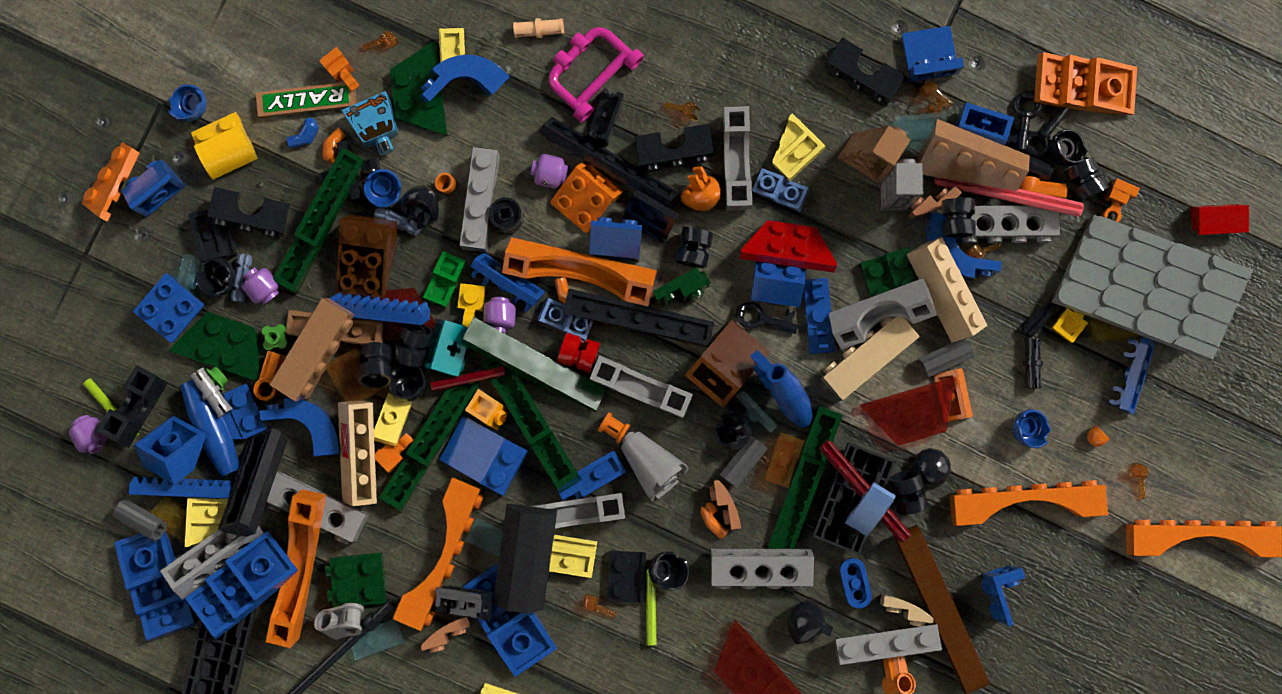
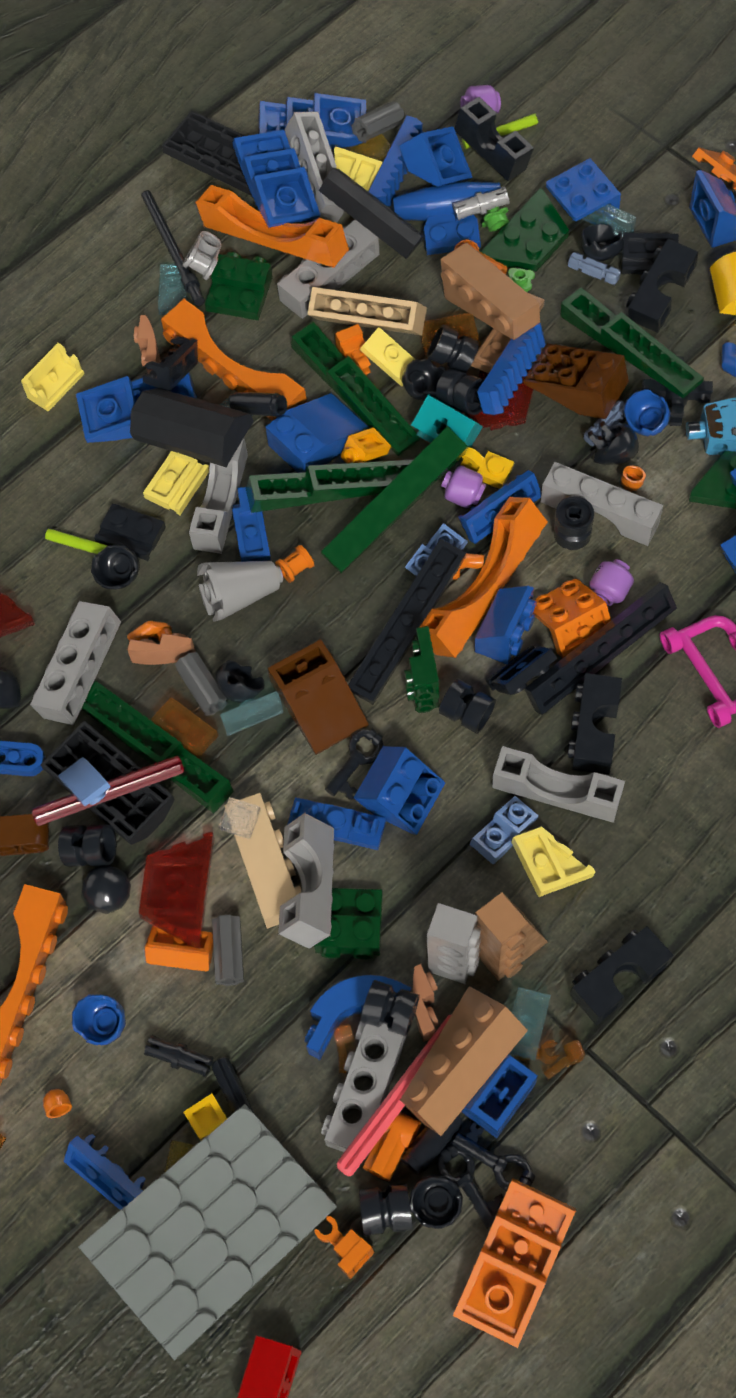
camera: 115 degrees right, 20 degrees down
(260, 285) = (579, 275): medium lavender head -> none
(318, 421) = (423, 287): blue arch -> none
(330, 147) = (719, 388): orange arm -> none
(444, 280) = (524, 451): green slope -> none
(468, 378) = (406, 436): dark red bar -> none
(481, 510) = (259, 403): none -> black piece
(578, 352) = (391, 551): red wheel -> none
(591, 603) = (115, 488): clear orange hand -> none
(605, 116) = (656, 663): black hinge -> none
(641, 387) = (348, 581): light grey arch -> none
(686, 109) = (639, 754): clear orange hand -> none
(702, 191) = (530, 734): orange piece -> none
(785, 390) = (264, 728): blue plate -> none
(789, 246) = (430, 808): red wing -> none
(851, 383) = (239, 818): none -> clear plate
(931, 54) = (620, 1068): blue bracket -> none
(948, 290) = (307, 971): tan brick -> none

